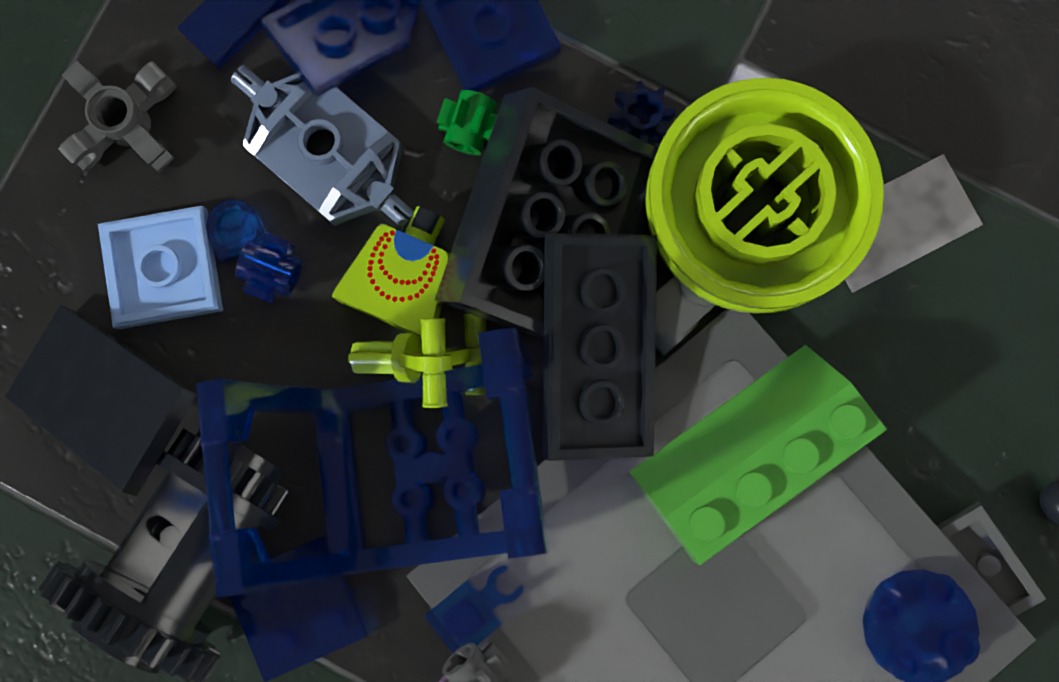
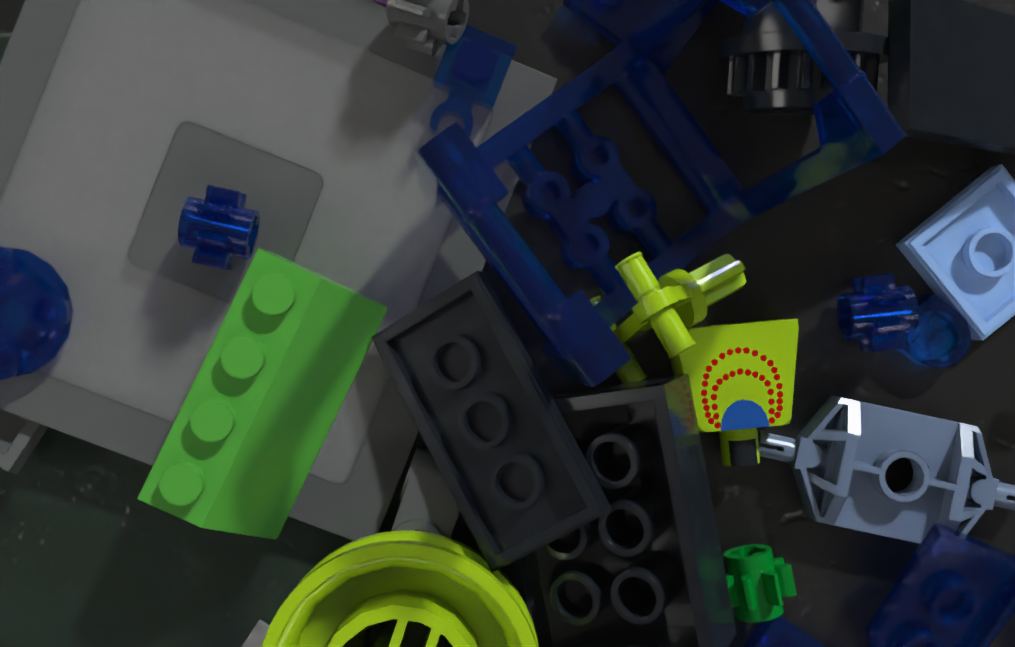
camera: 150 degrees right, 5 degrees up
(723, 599) = (218, 227): none -> clear blue gear

